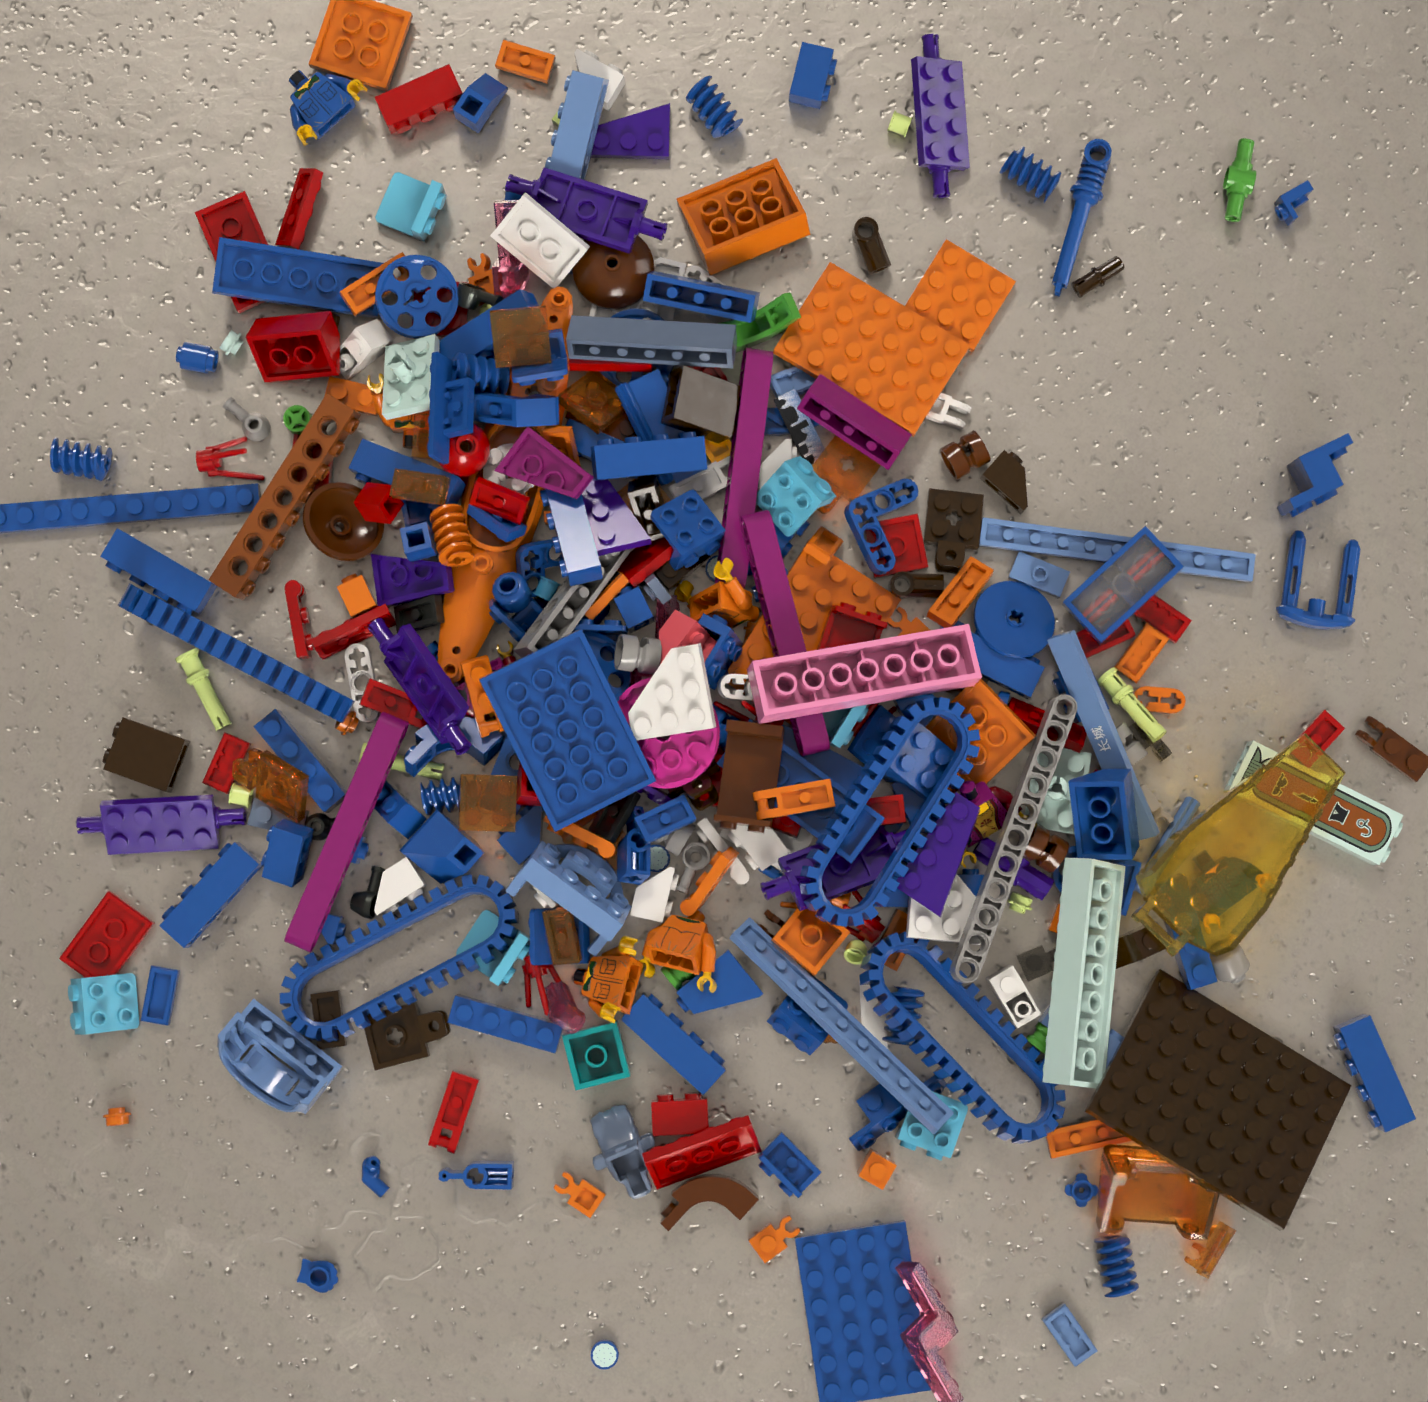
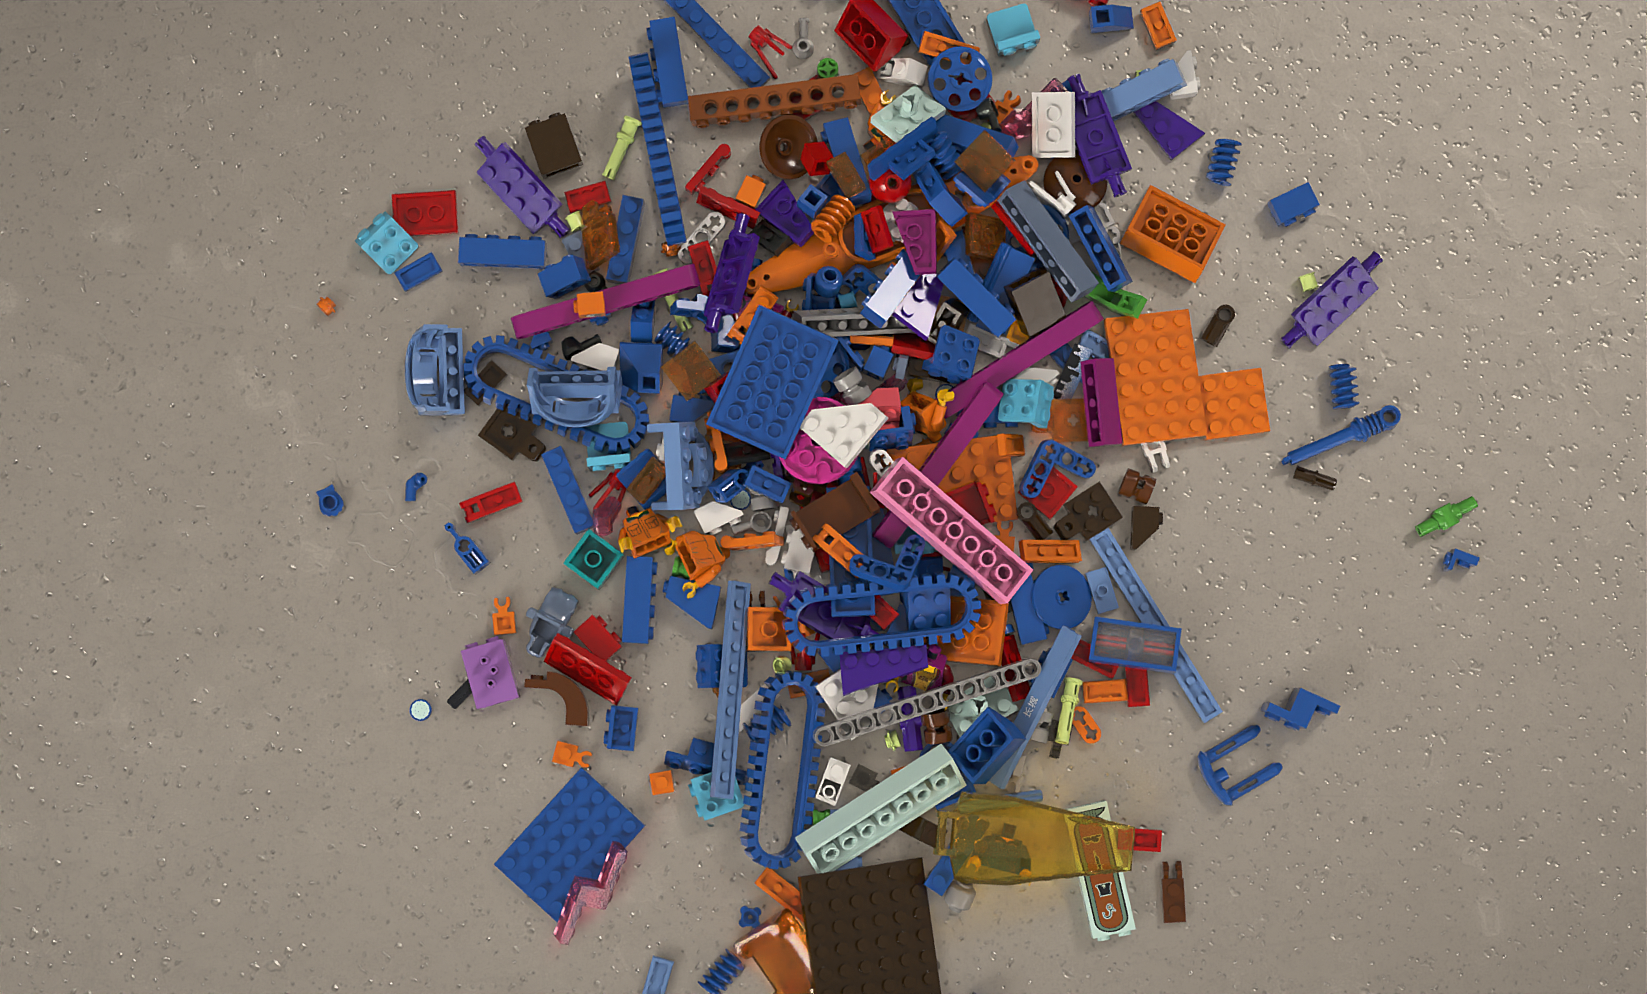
camera: 55 degrees right, 0 degrees up
(337, 850) = (590, 304): none -> orange brick
(386, 958) = (553, 385): none -> medium blue piece
(626, 297) = (1062, 204): none -> white plant
(627, 1257) = (488, 673): none -> medium lavender piece
(861, 760) = (897, 571): none -> blue beam

